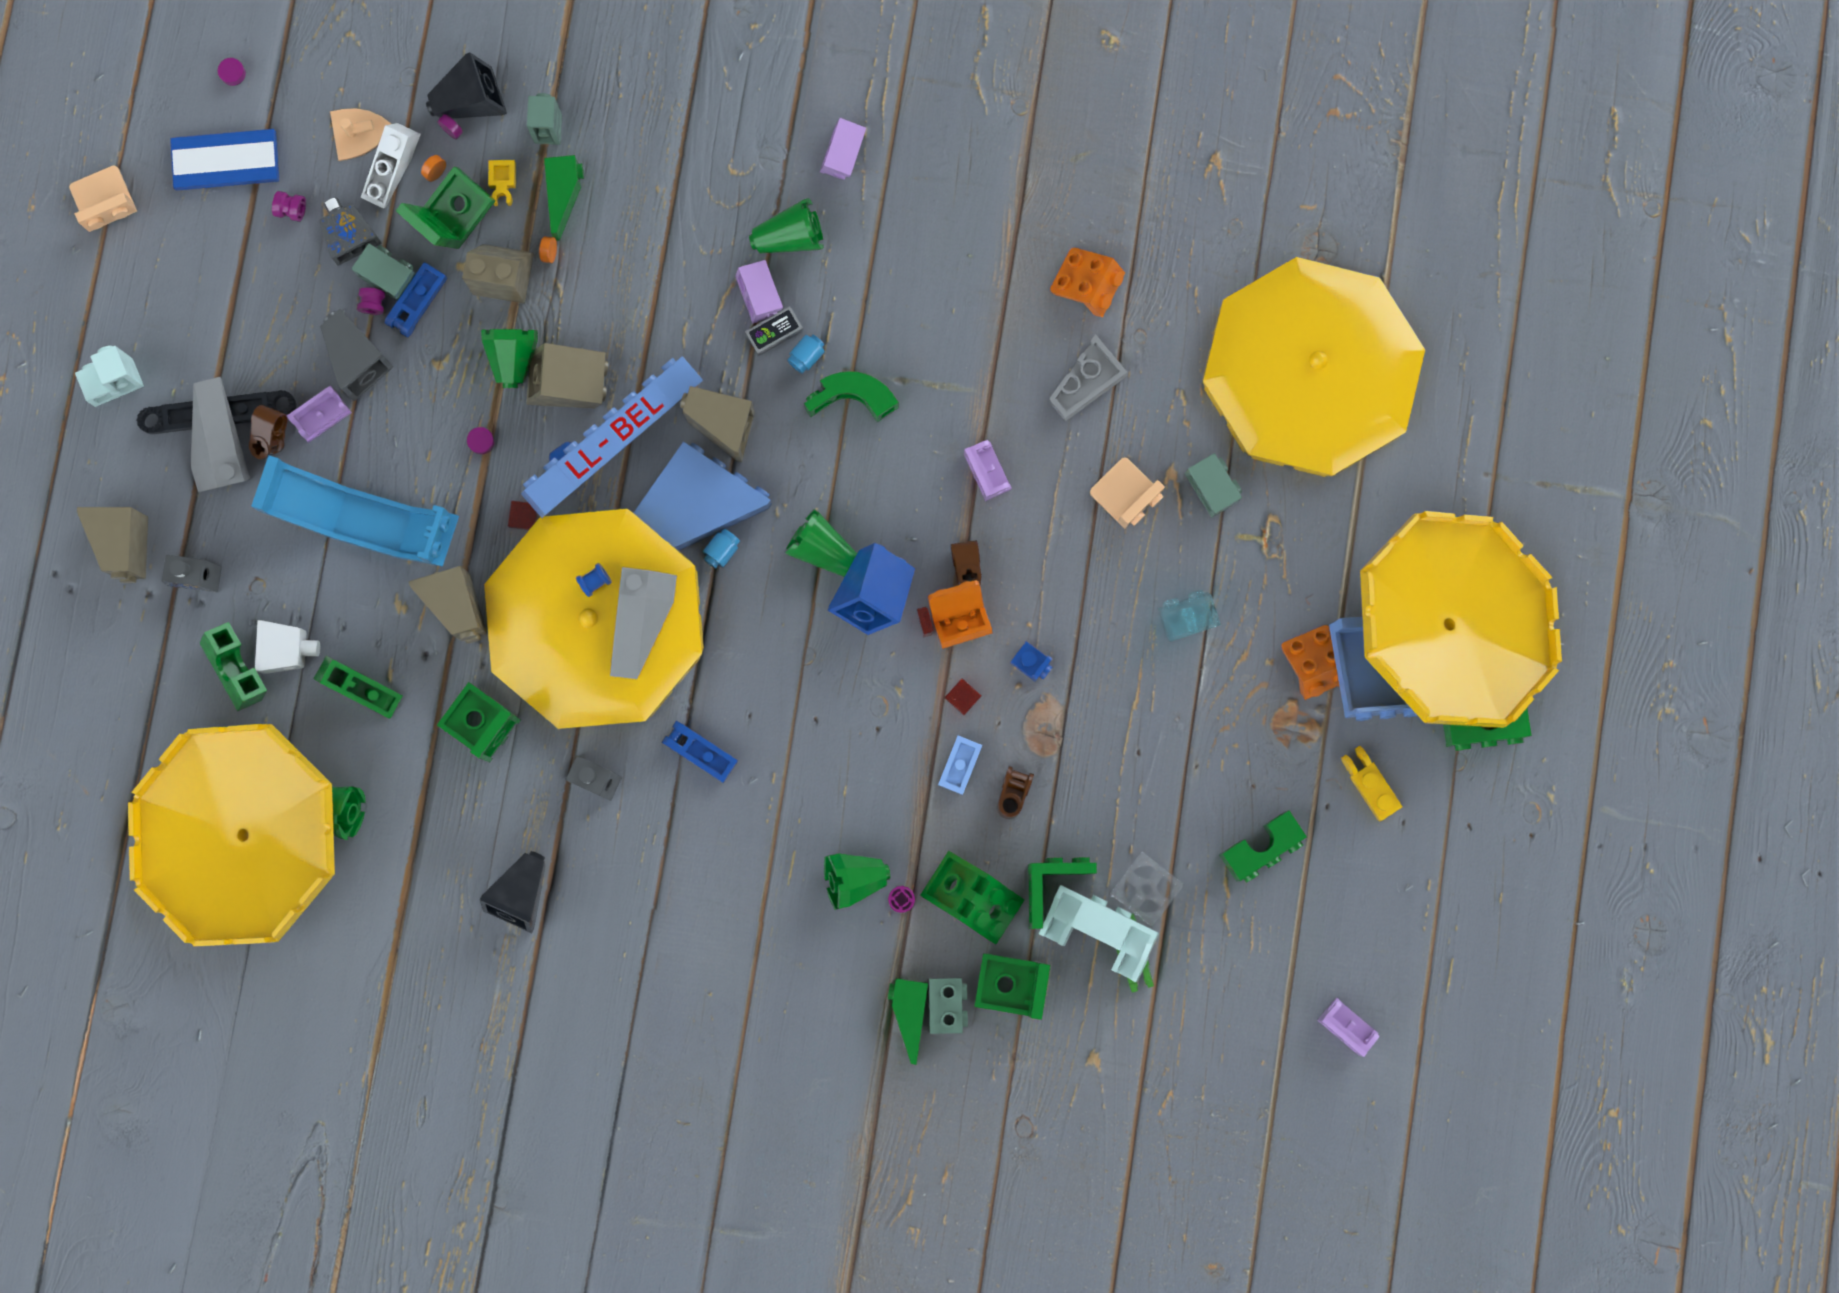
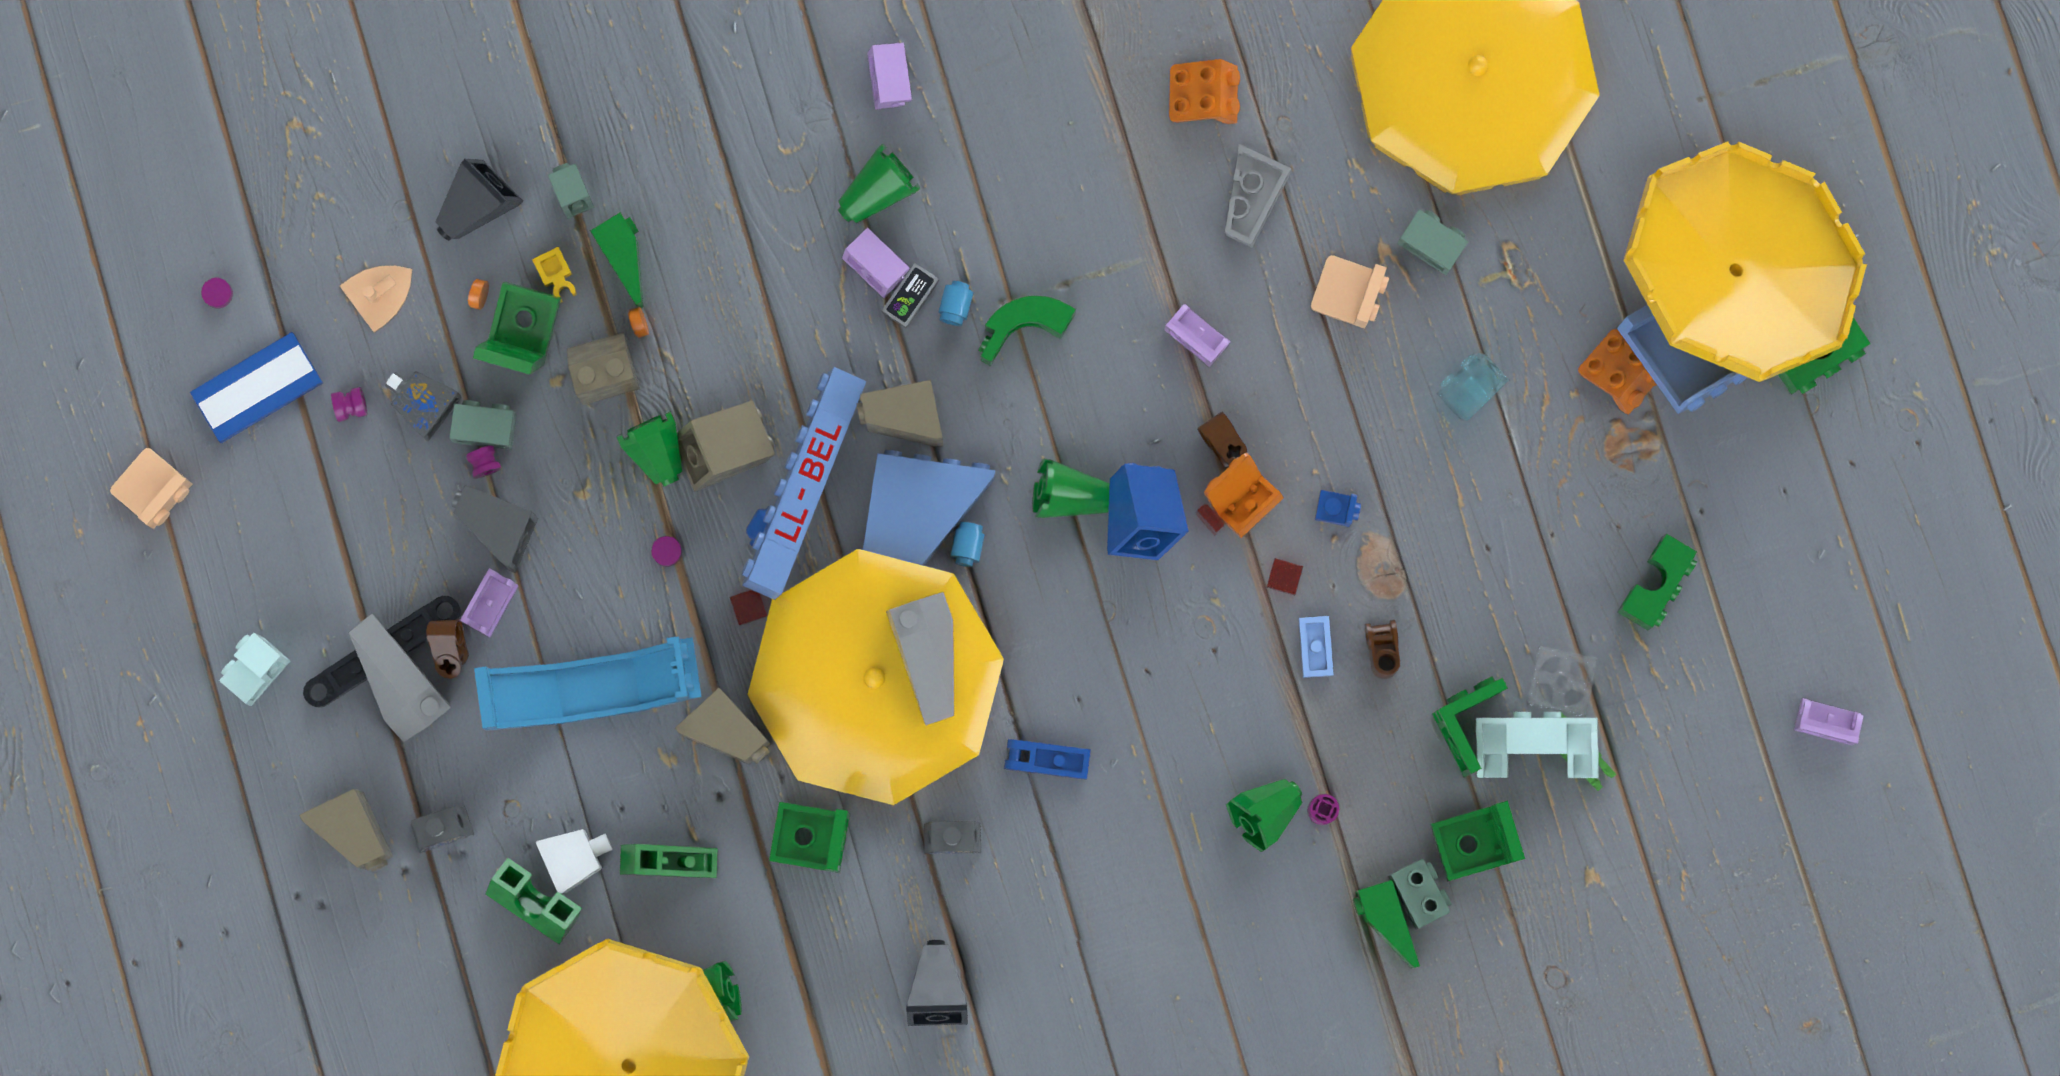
camera: 25 degrees left, 0 degrees up
(389, 163) = (431, 311): white slope -> none
(416, 299) = (528, 437): blue plate -> none
(450, 126) = (474, 243): magenta tile -> none
(593, 580) = (863, 636): blue bush -> none
(972, 897) = (1393, 772): green bracket -> none
(1372, 785) = (1736, 469): yellow hinge -> none

